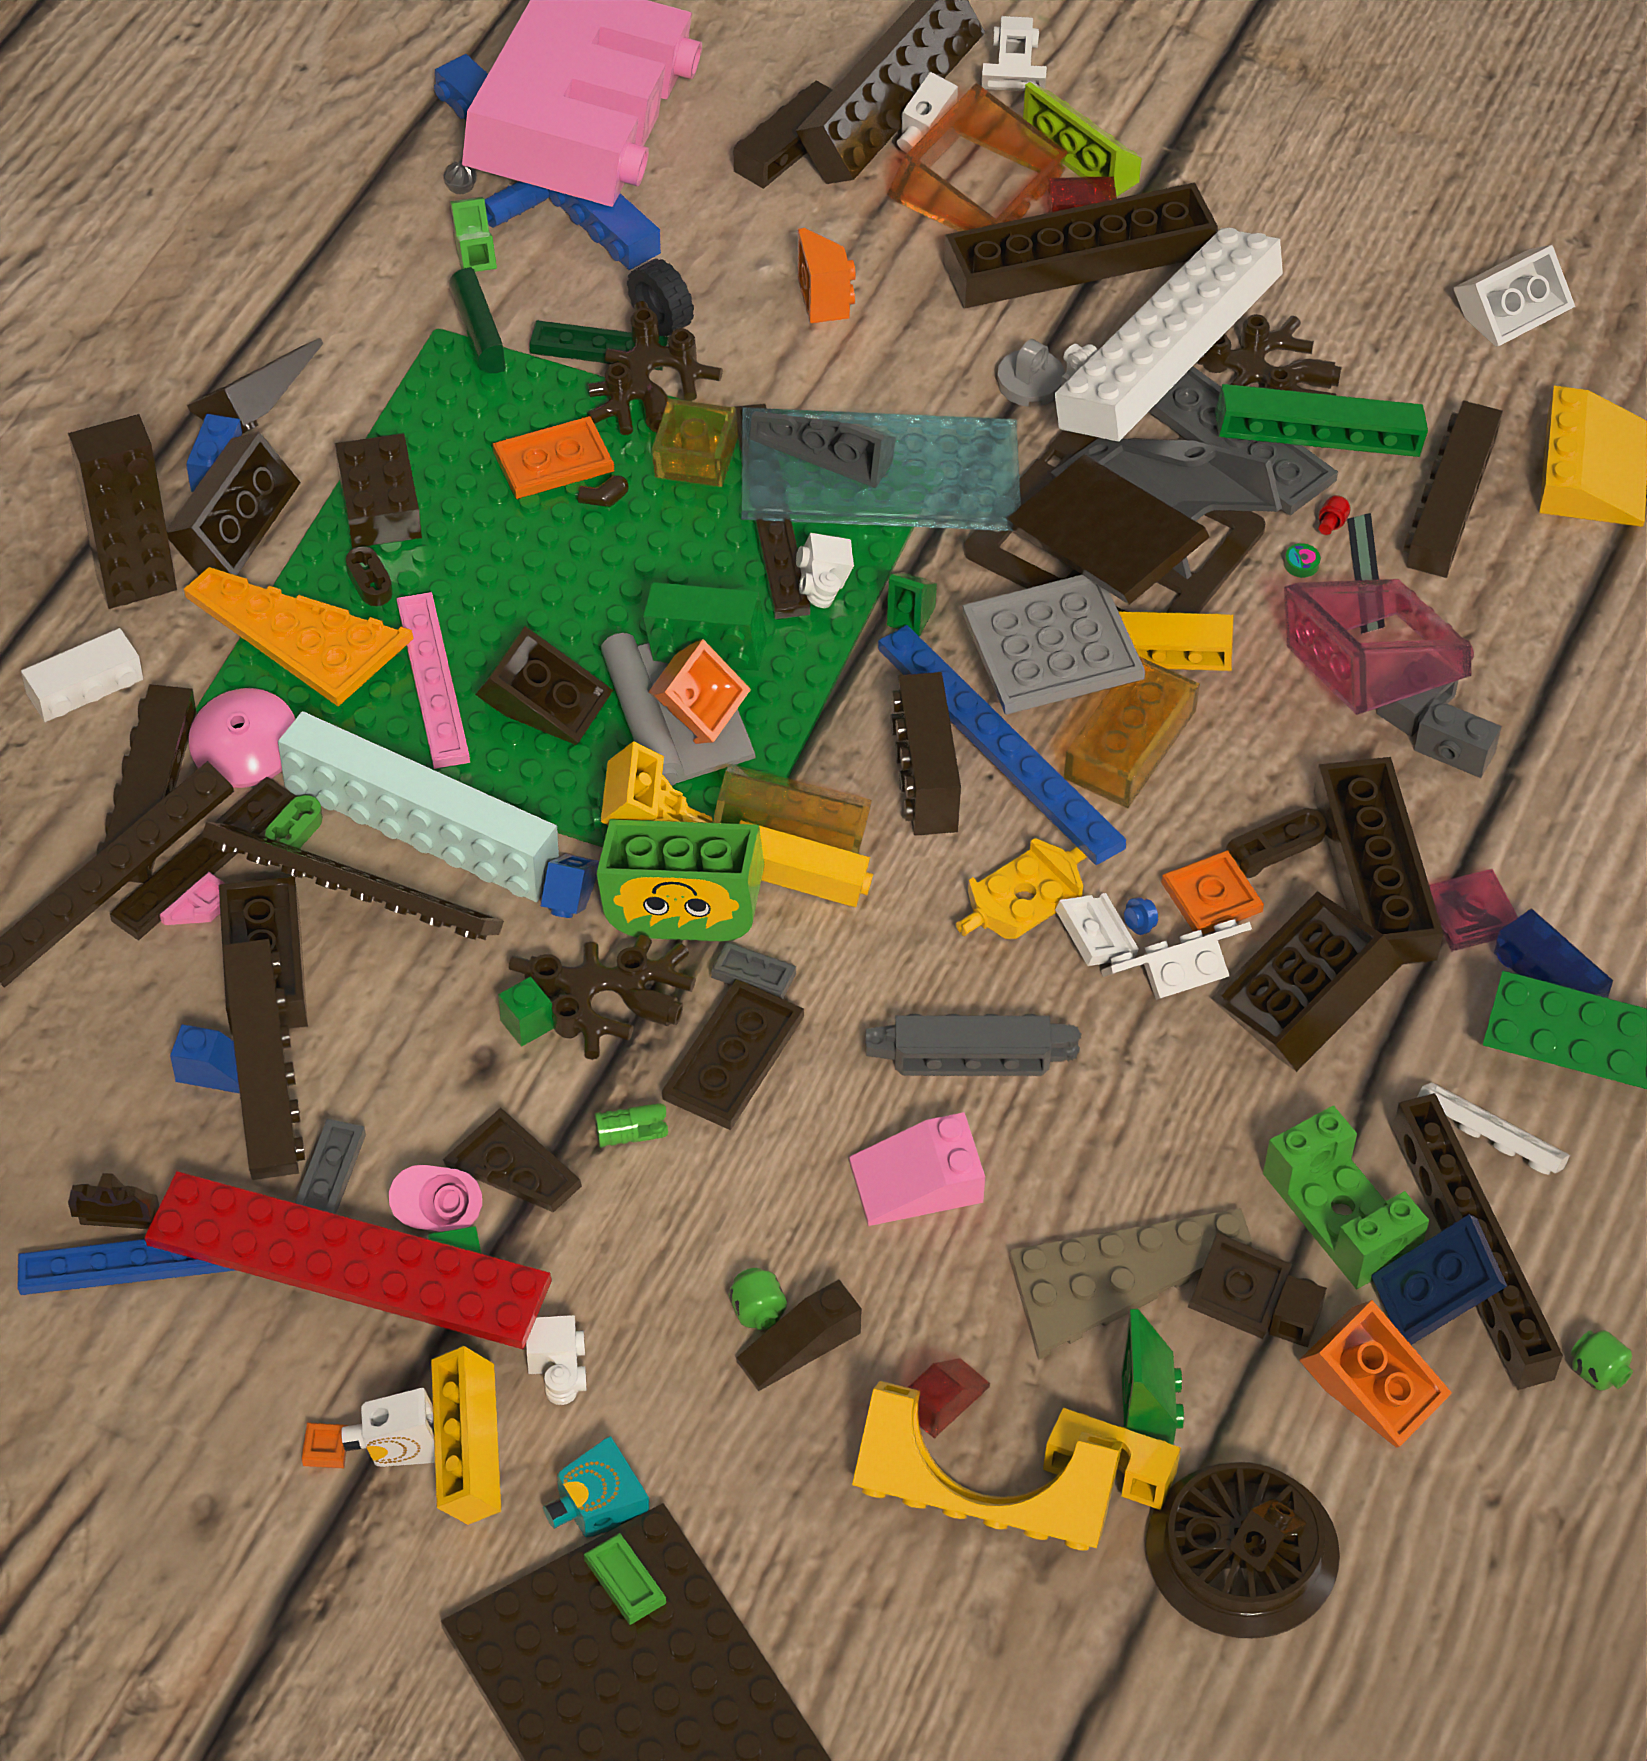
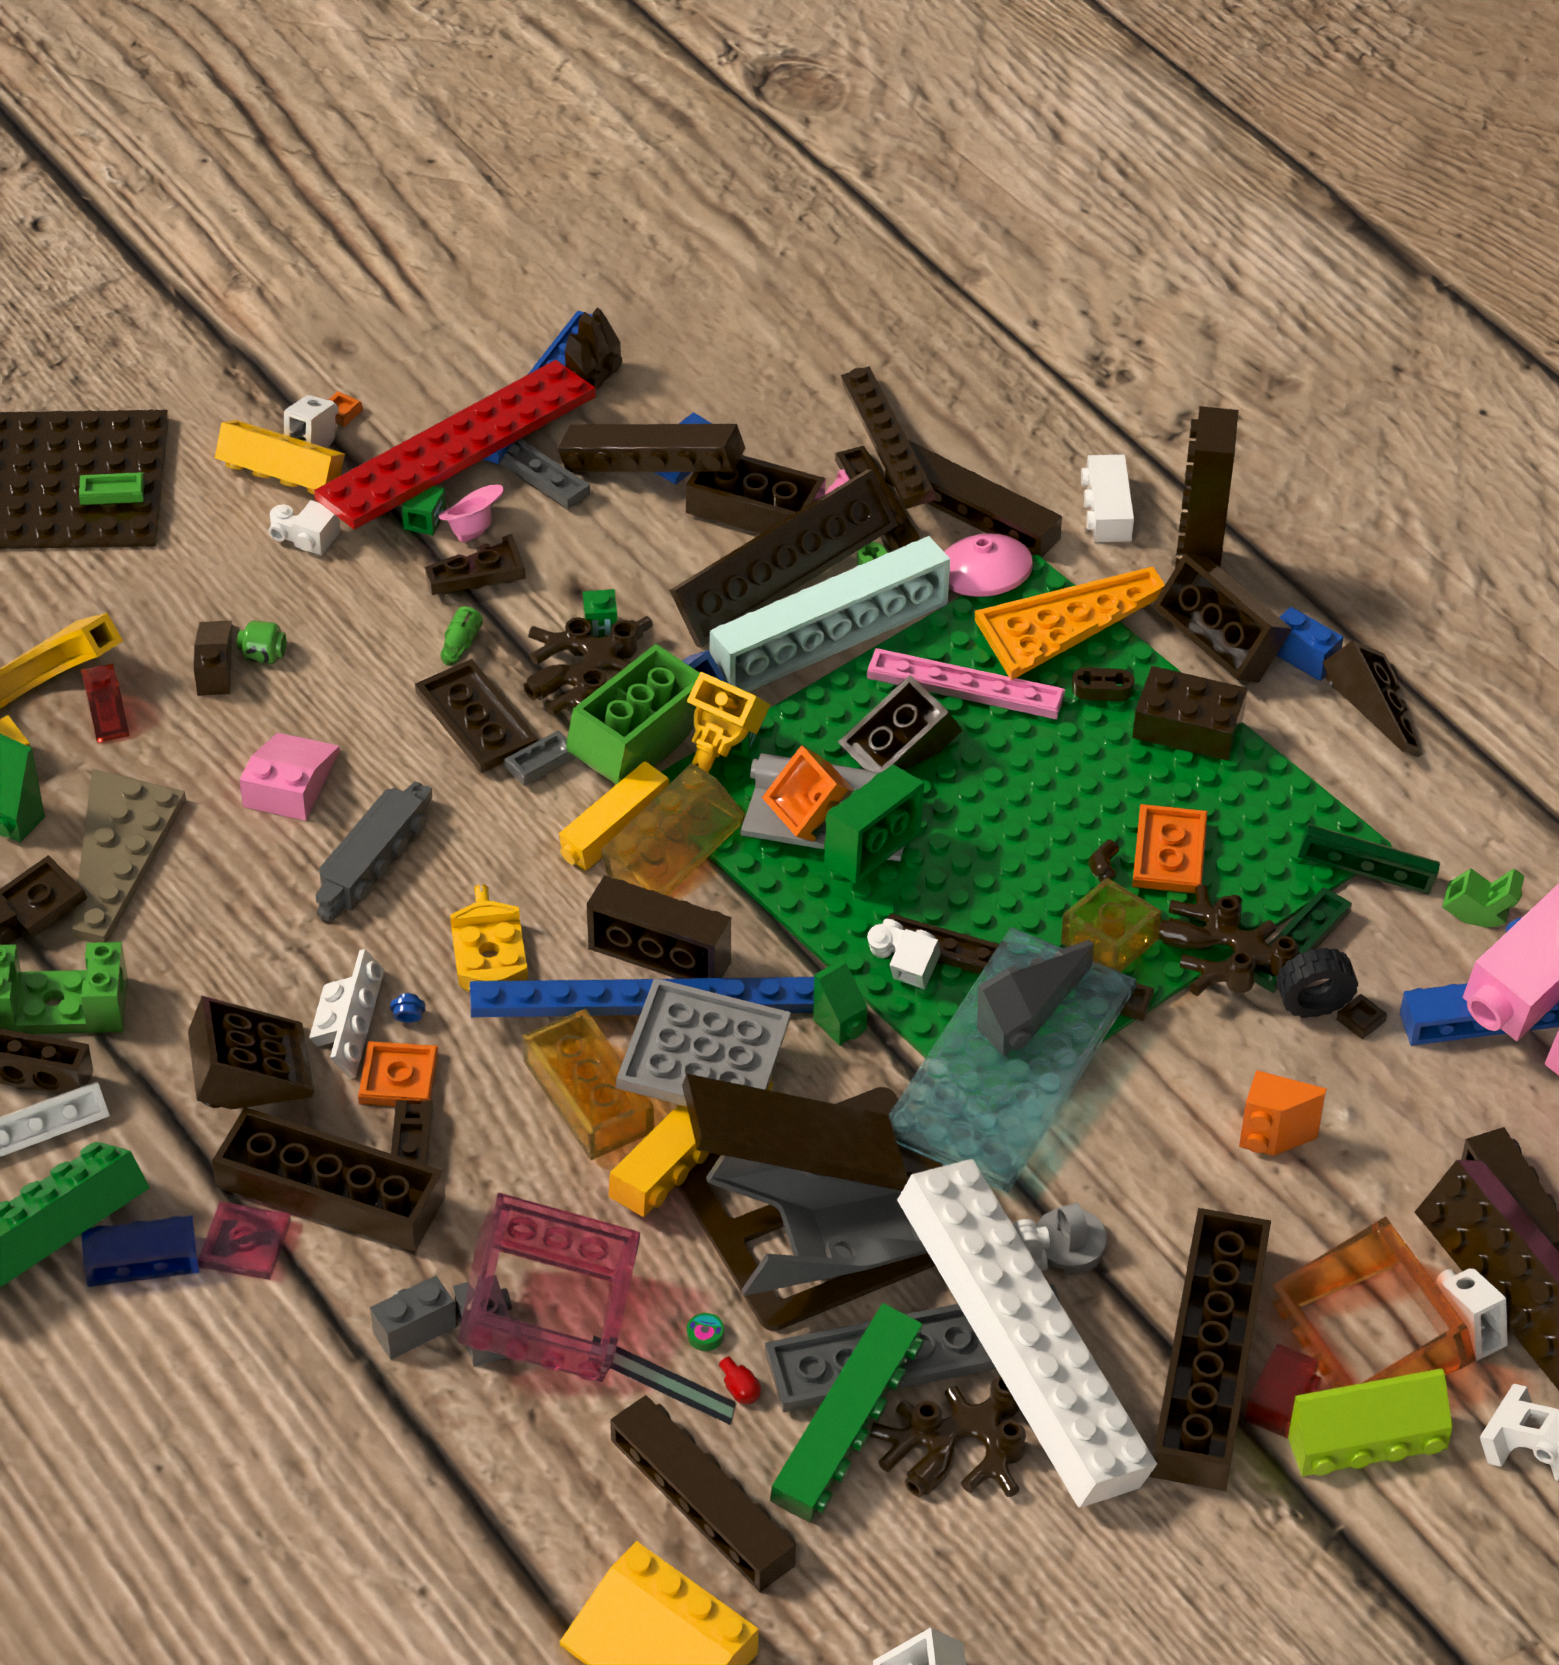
camera: 120 degrees right, 5 degrees down
(597, 1492) = (186, 509): teal torso -> none
(1096, 928) = (418, 973): white plate -> none

